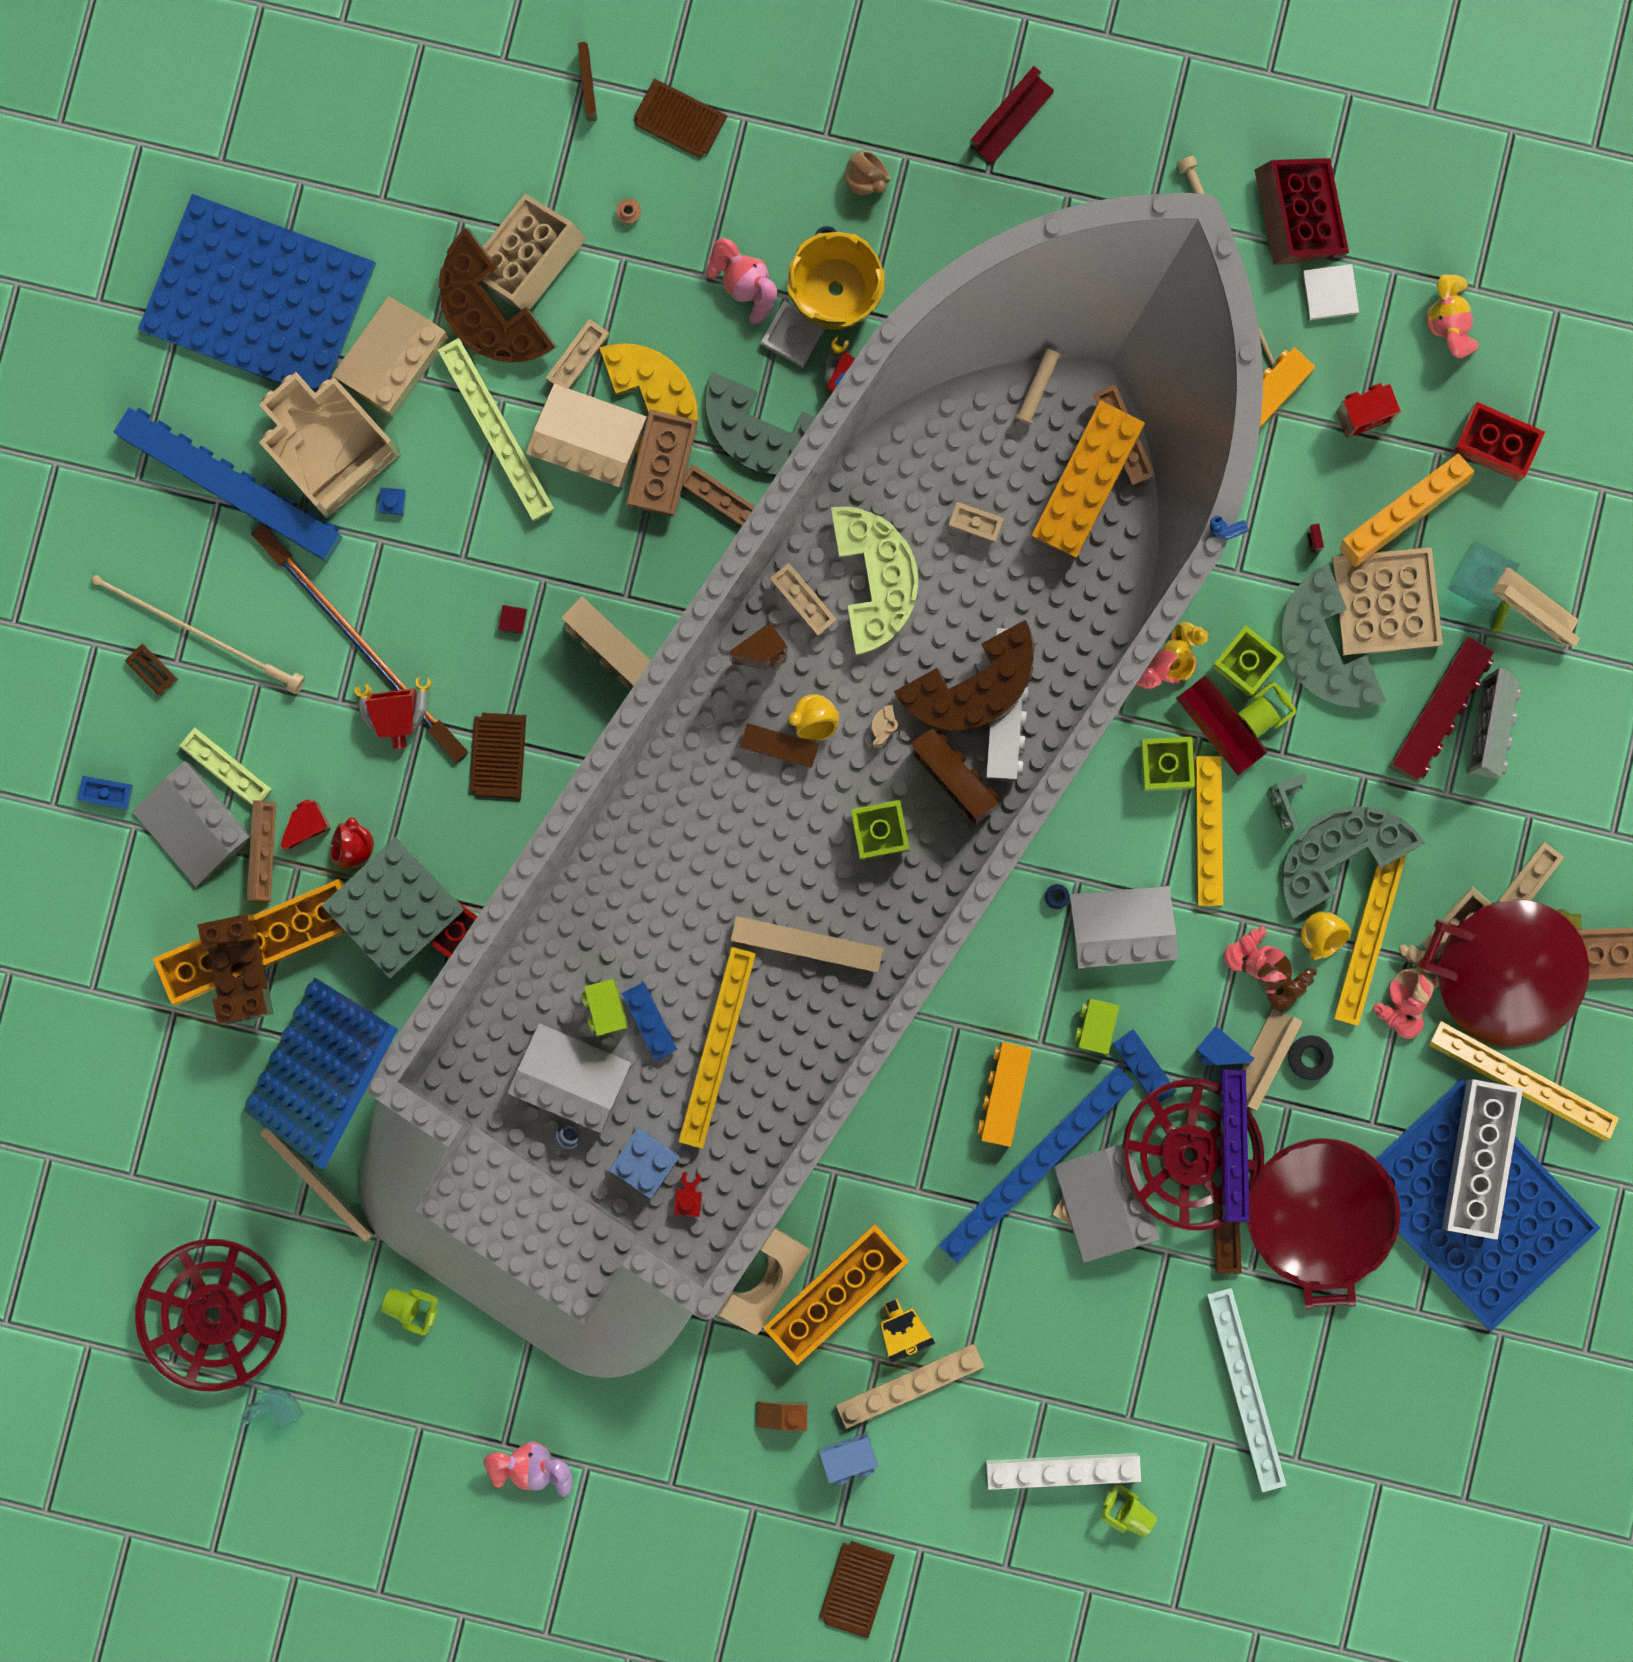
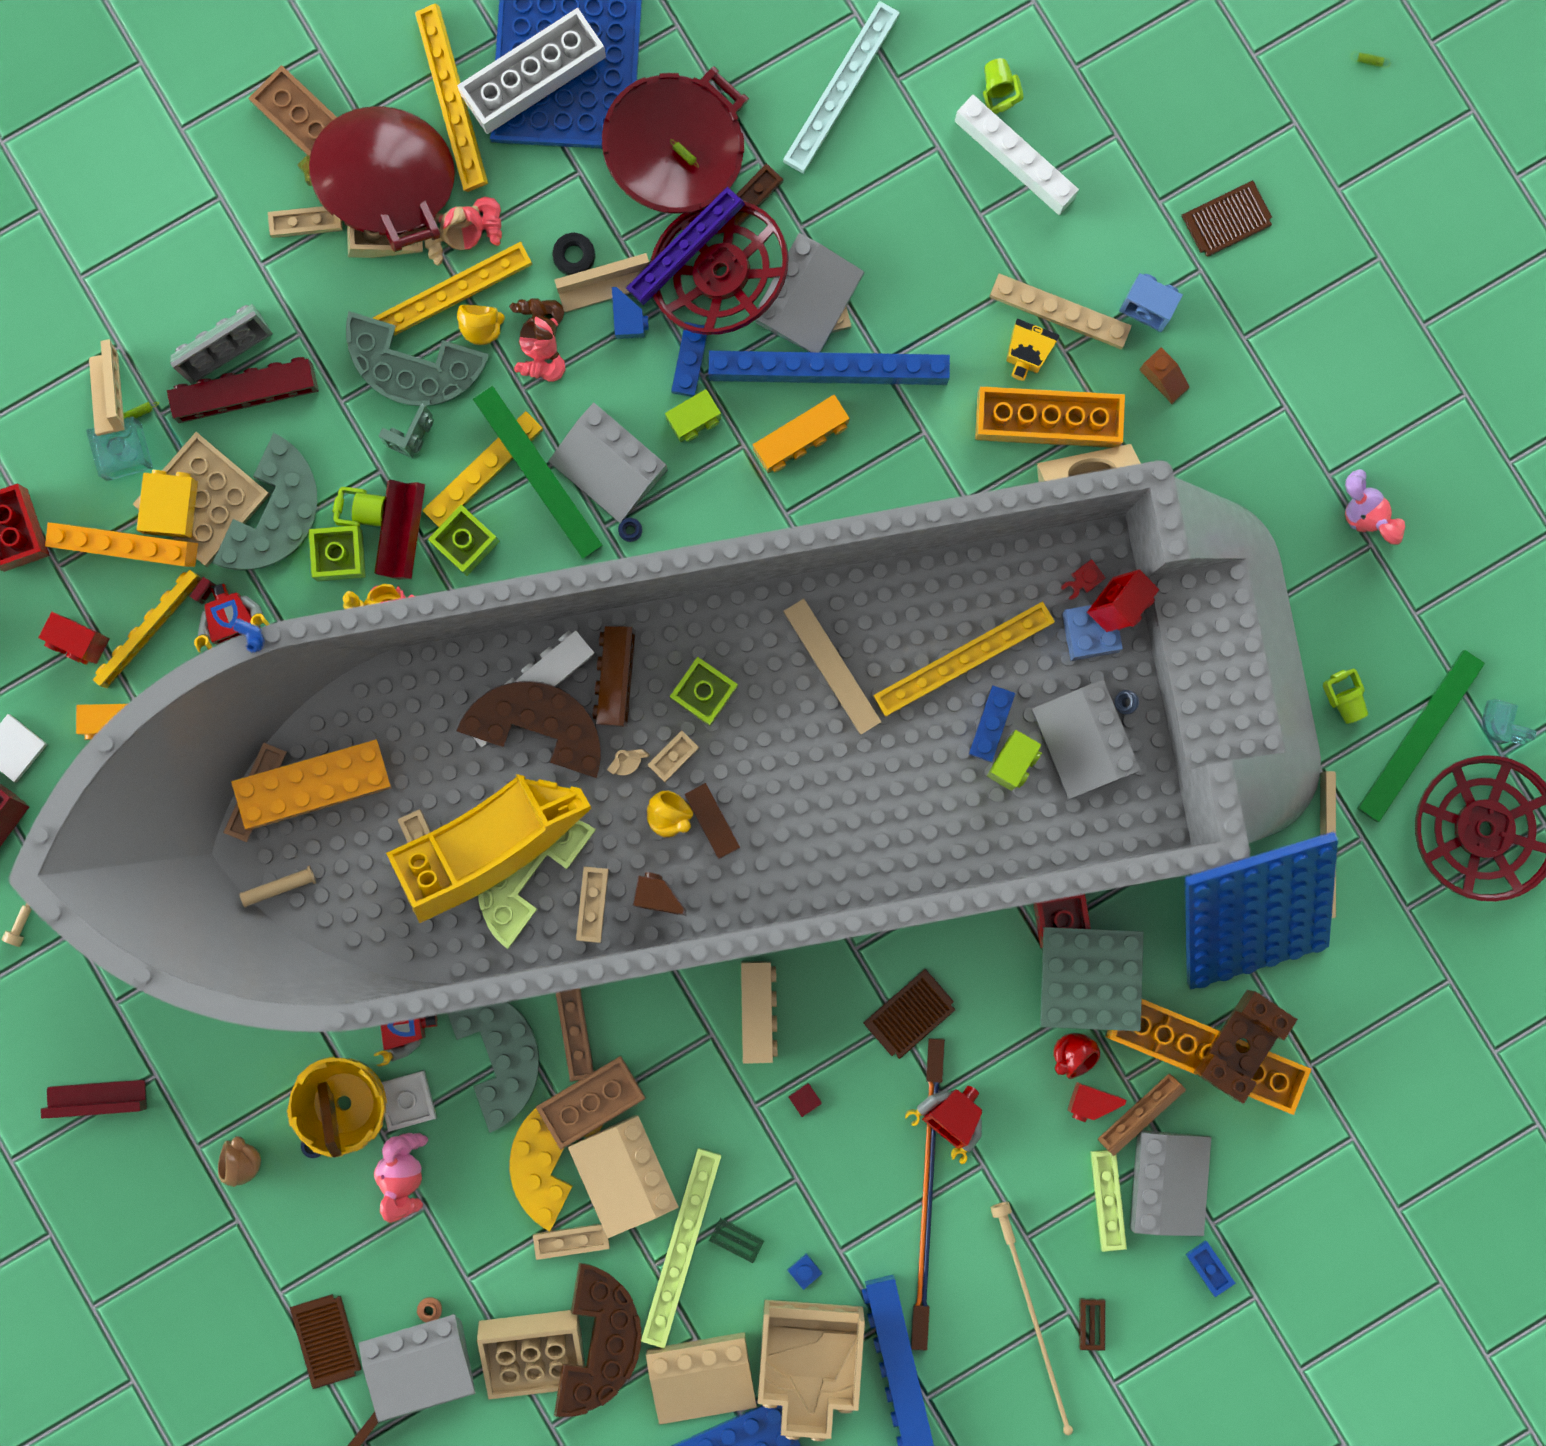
camera: 140 degrees left, 0 degrees up
(327, 1337) = (1421, 736): none -> green tile
(446, 489) = (751, 1258): none -> clear green tile
(595, 164) = (417, 1368): none -> light grey slope
(642, 1200) = (1123, 601): none -> red brick
(831, 265) = (329, 1119): none -> reddish brown tile
(854, 763) = (673, 756): none -> tan plate
(922, 563) = (485, 844): none -> yellow slope
(1166, 868) = (537, 472): none -> green tile
(1276, 536) = (221, 614): none -> torso
(1309, 1217) = (684, 153): none -> lime piece
(1325, 460) = (141, 635): none -> yellow plate
(1404, 571) = (167, 504): none -> yellow brick

